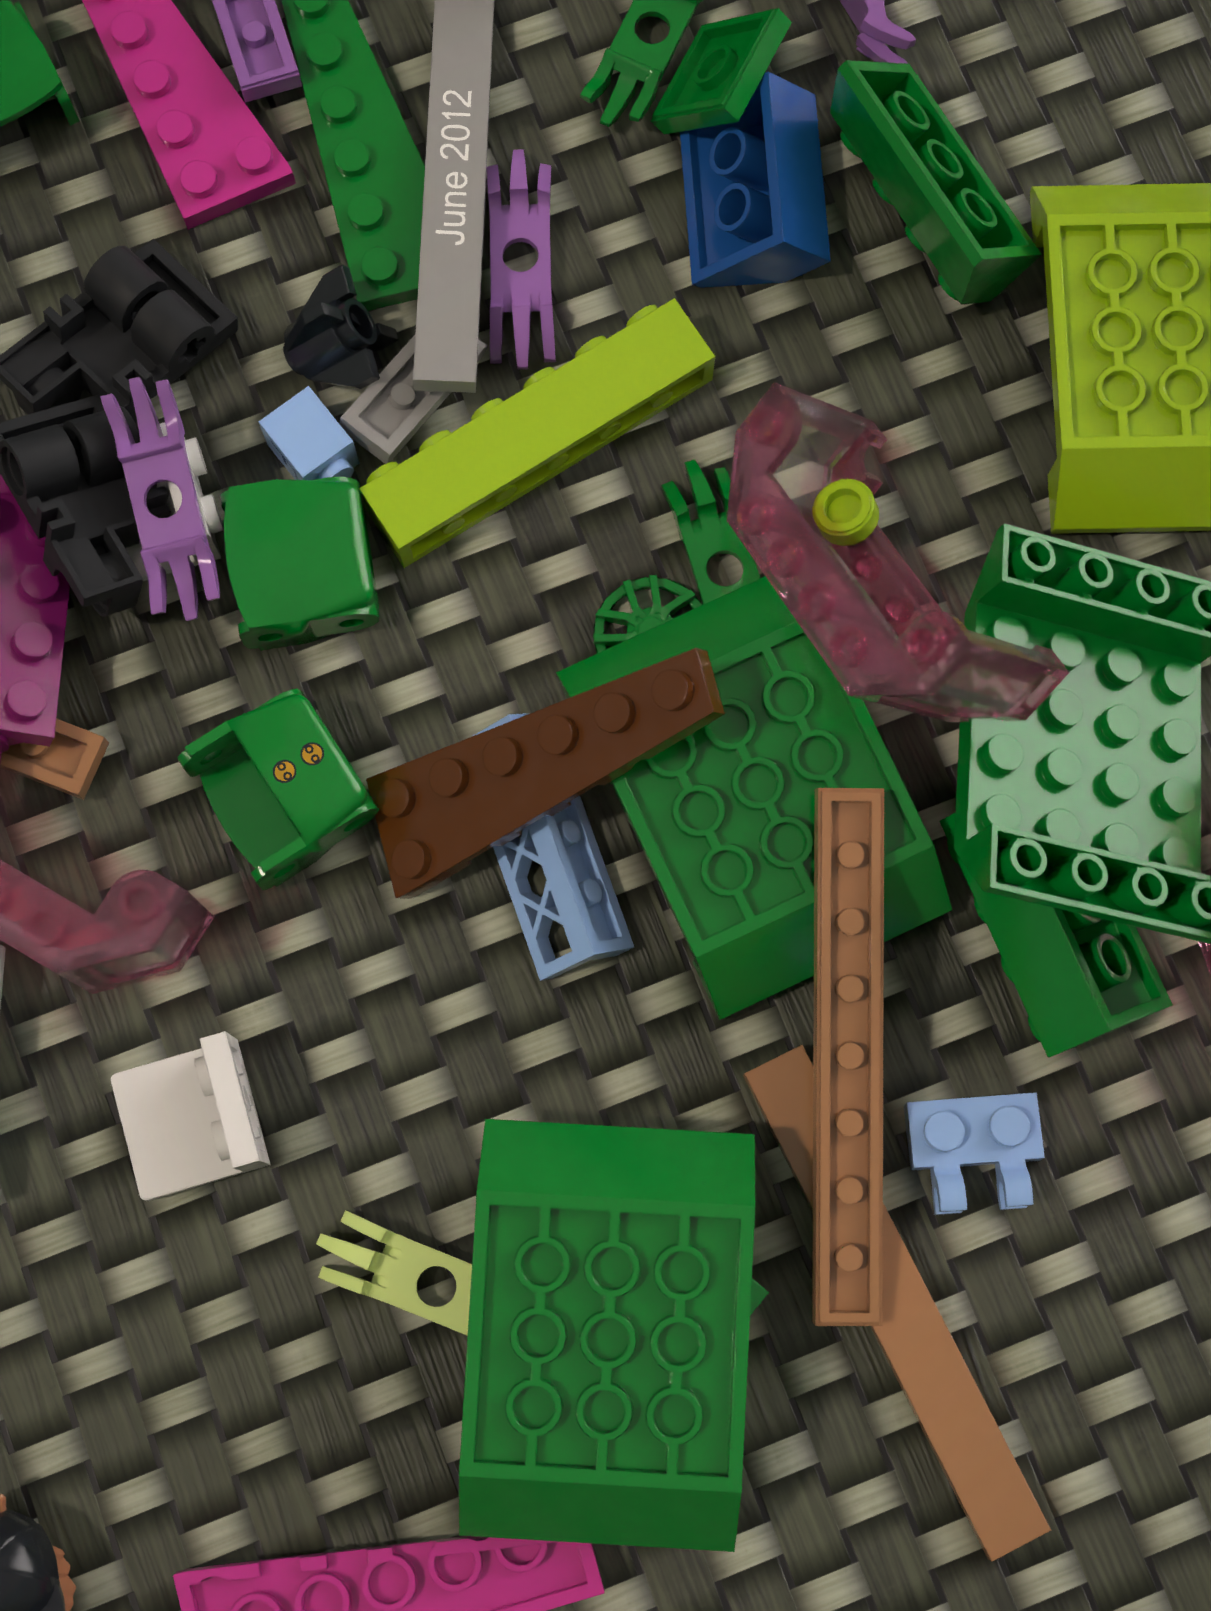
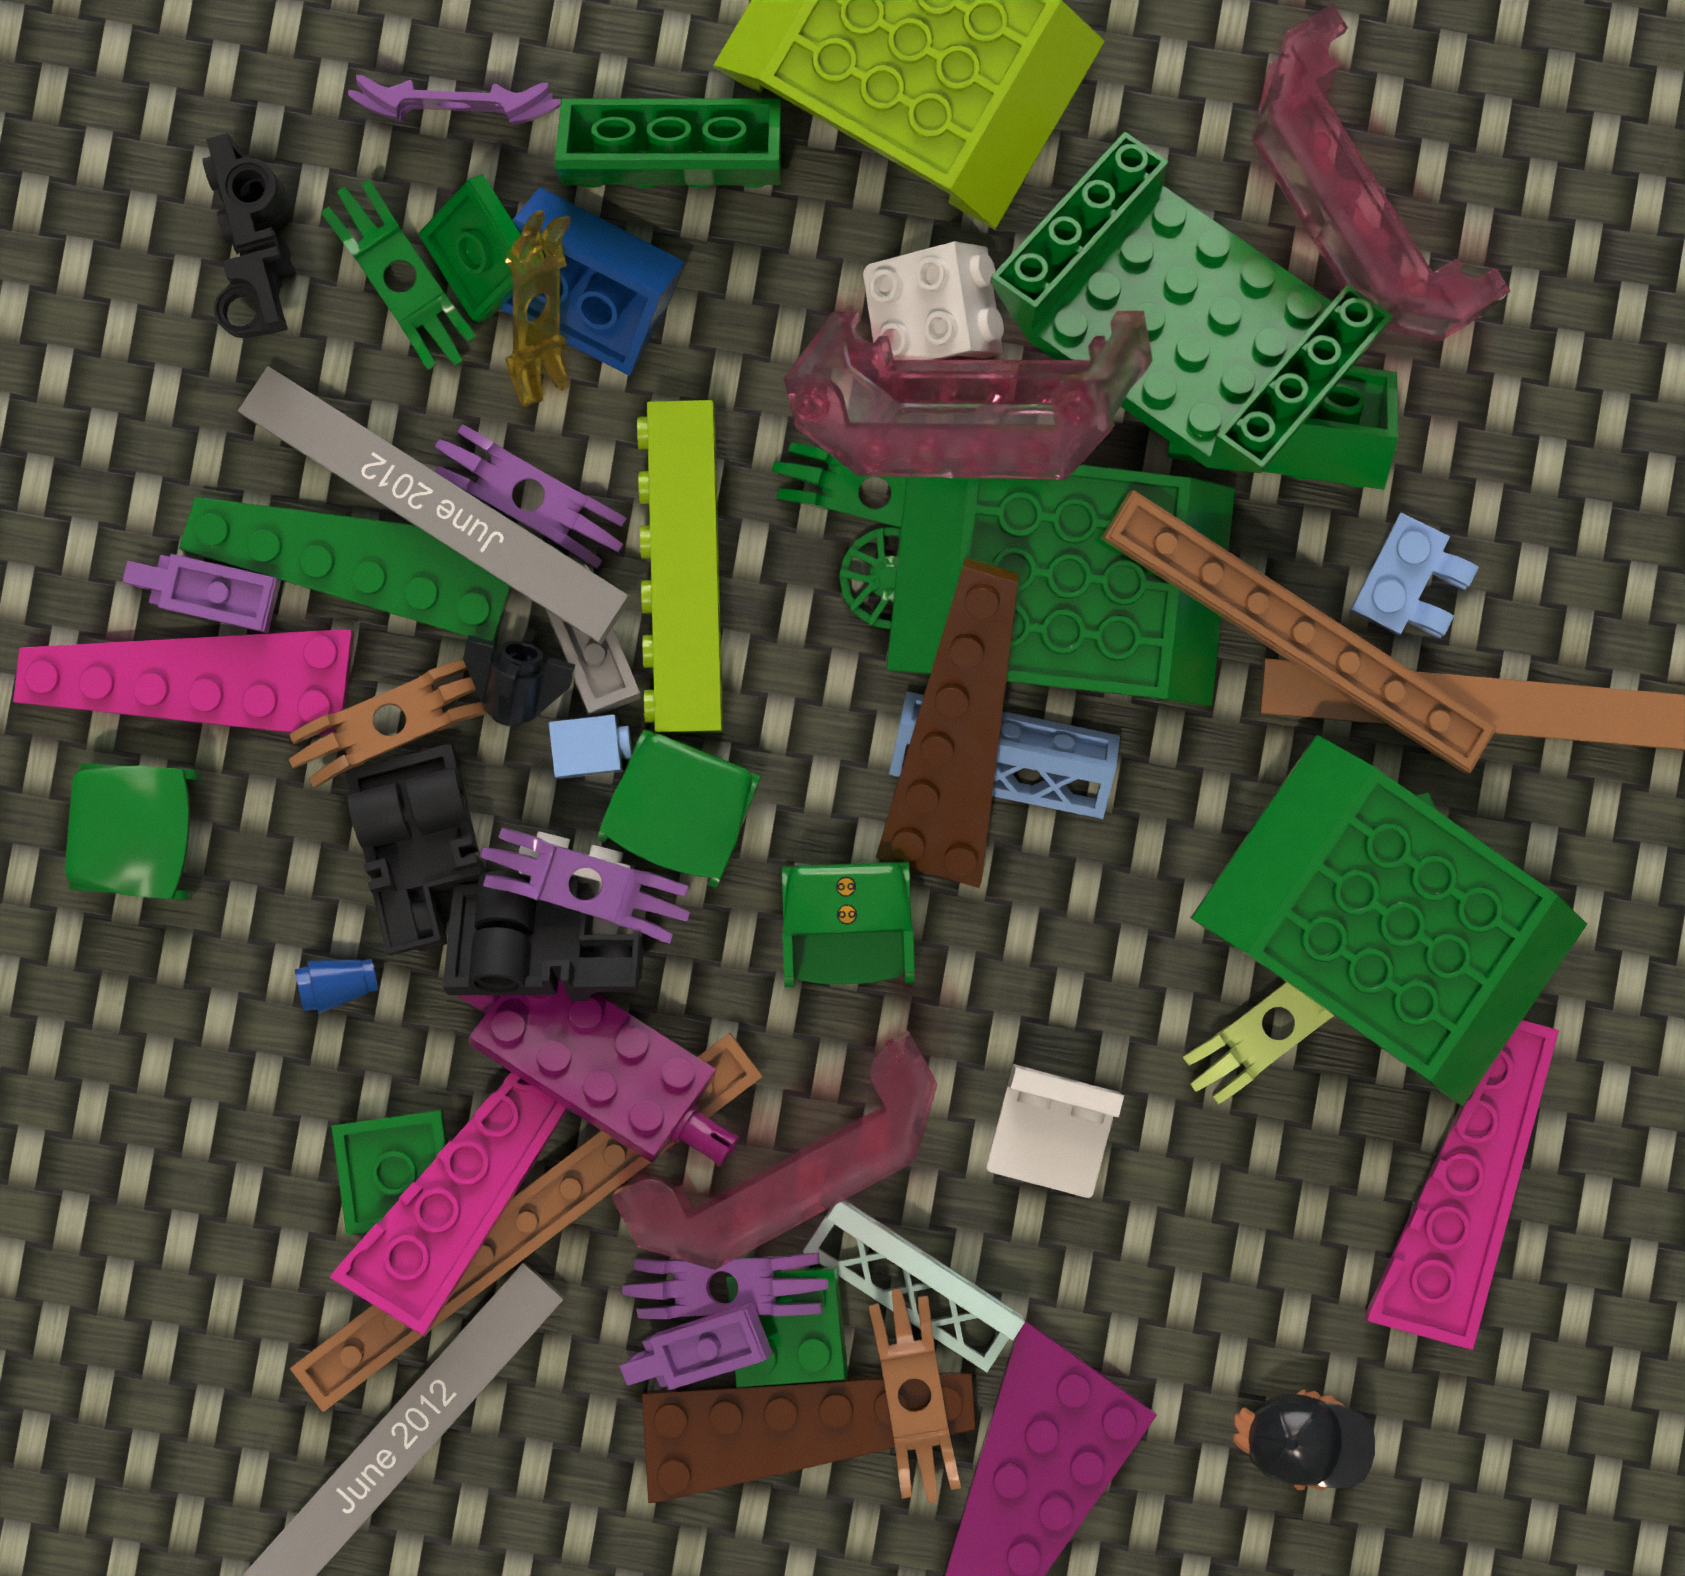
camera: 55 degrees left, 10 degrees up
(194, 226) = (361, 739): none -> medium nougat piece
(725, 118) = (540, 337): none -> clear yellow piece
(845, 512) = (898, 380): lime tile -> none
(944, 514) = (935, 303): none -> white bracket

